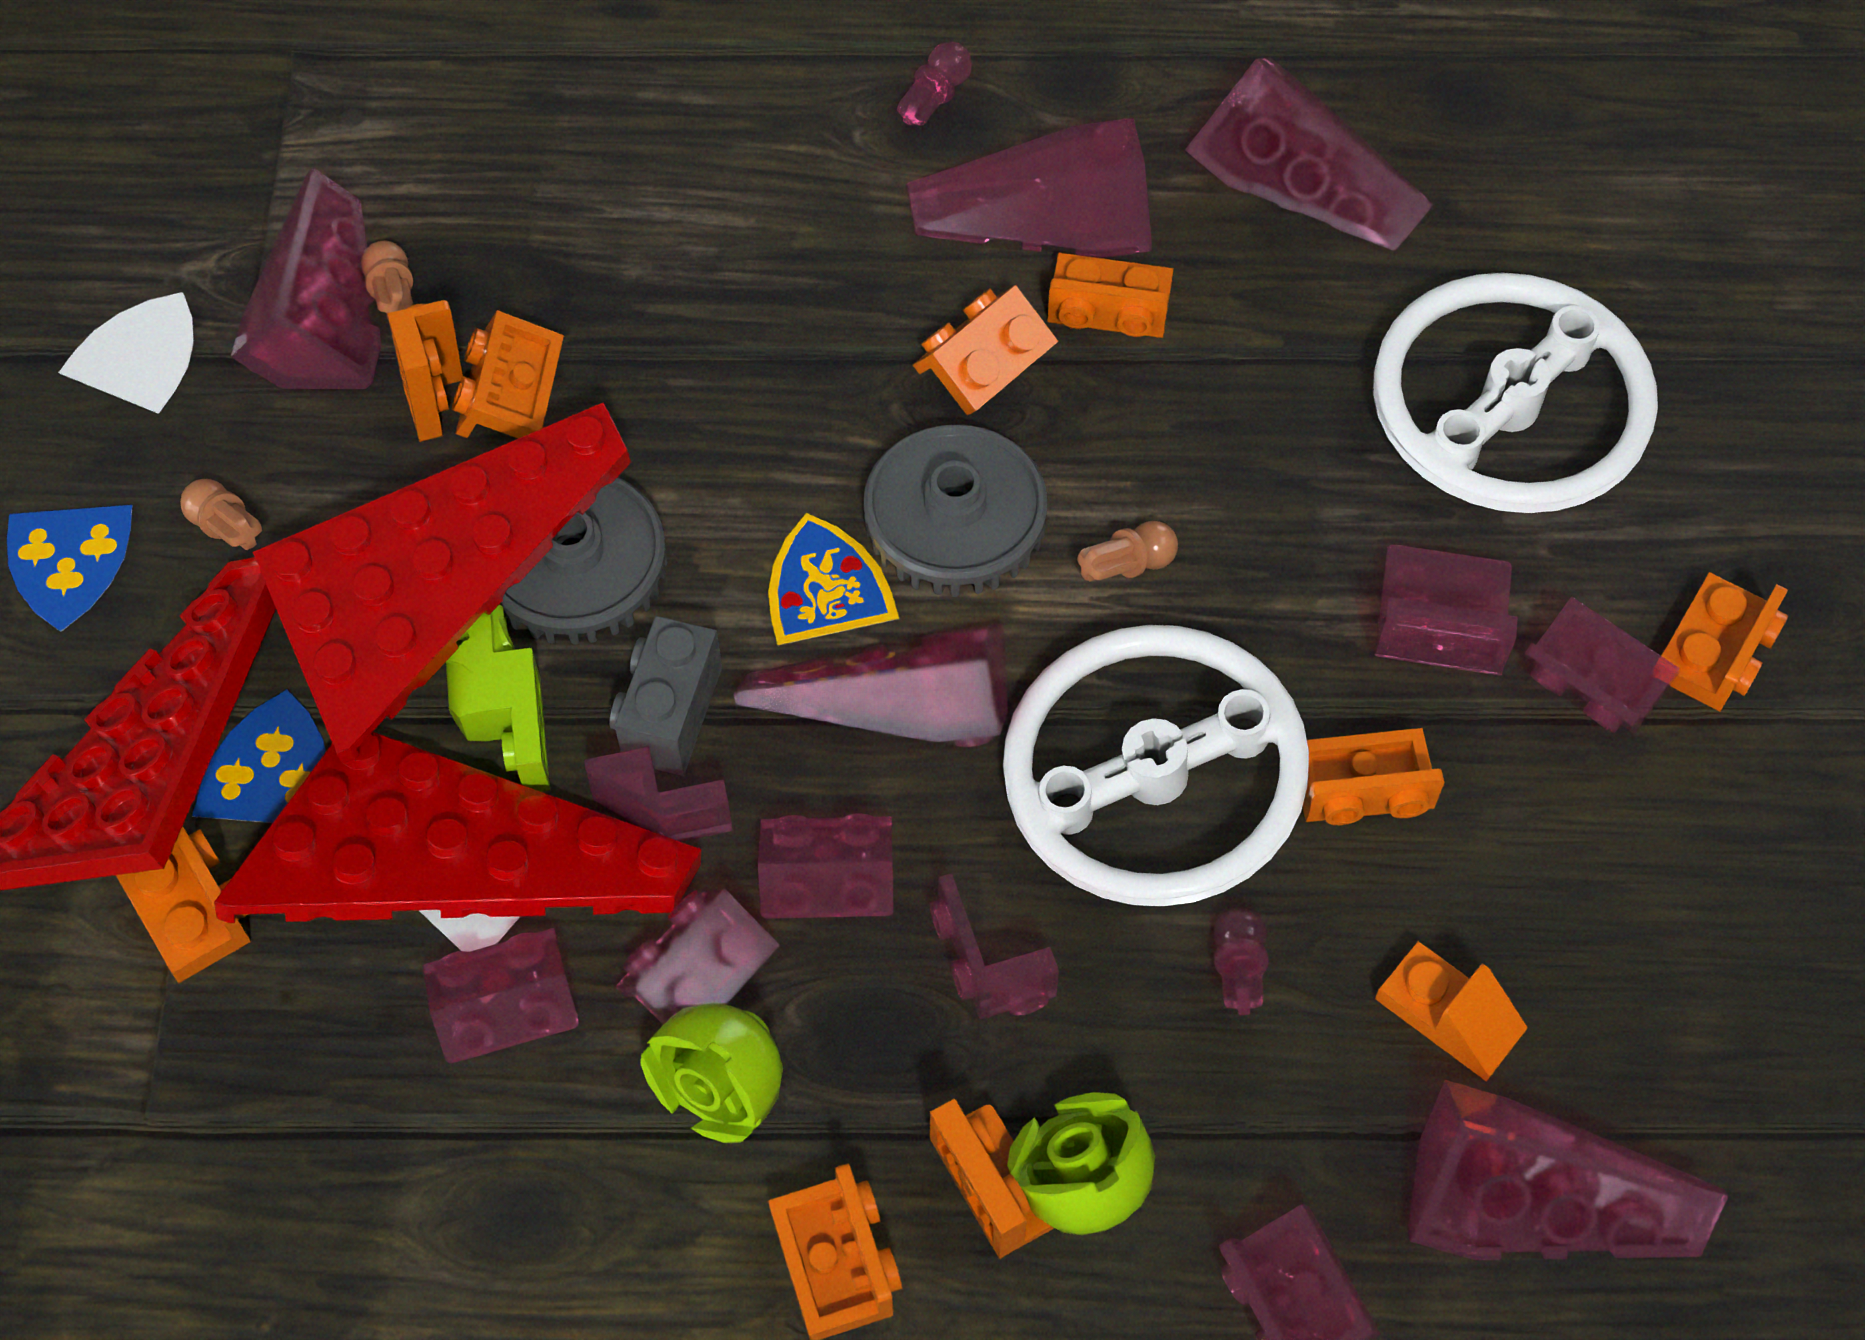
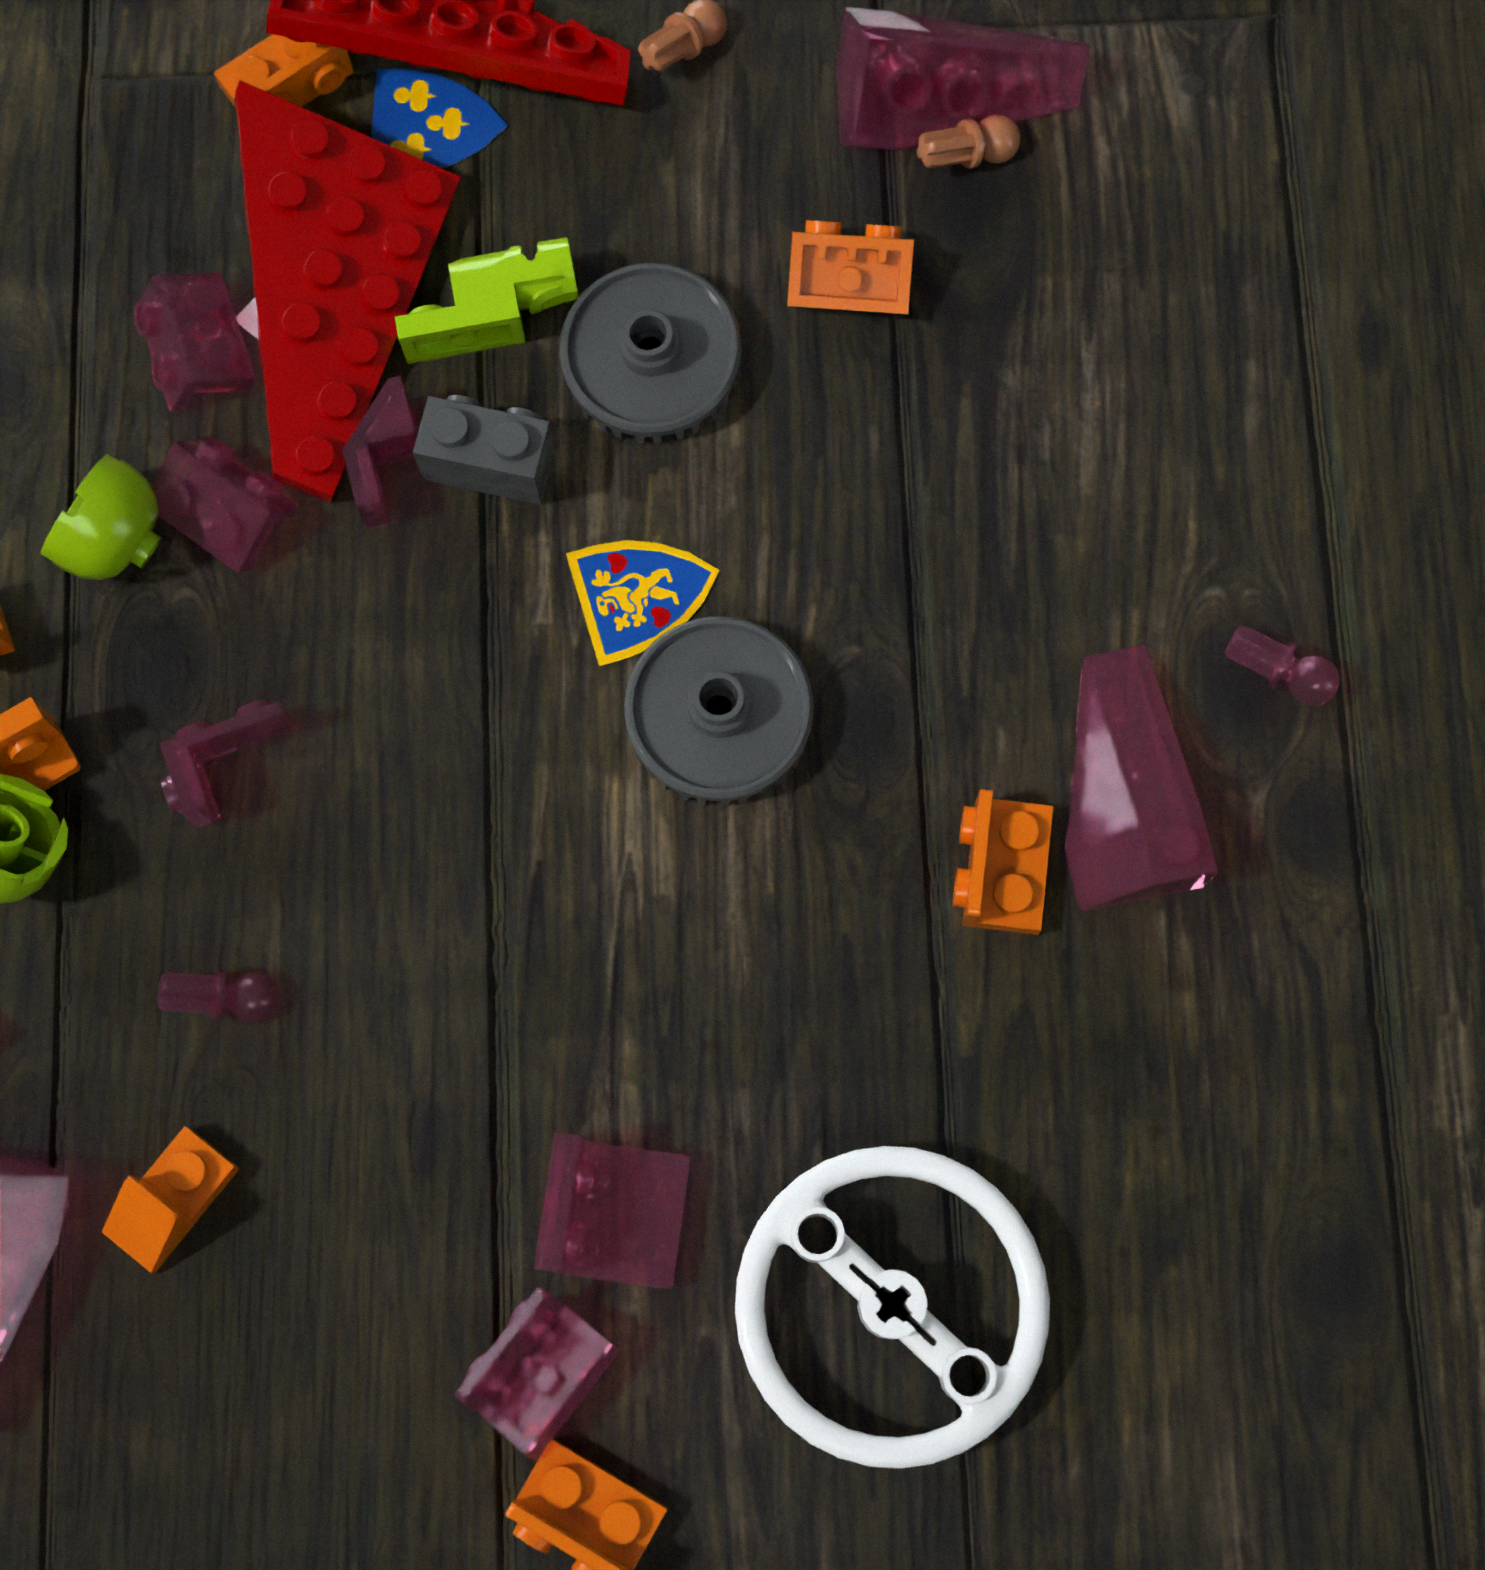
camera: 90 degrees right, 15 degrees up
(402, 578) = (600, 205): red wing -> none
(426, 361) = (837, 173): orange bracket -> none
(825, 867) = (318, 607): clear pink bracket -> none
(932, 693) = (500, 673): clear pink wedge -> none
(988, 348) = (920, 732): orange bracket -> none
(1130, 552) = (687, 911): nougat axle -> none
(1137, 774) = (382, 797): white piece -> none
(1295, 151) = (1221, 1070): clear pink wedge -> none
(1370, 777) = (409, 1120): orange bracket -> none

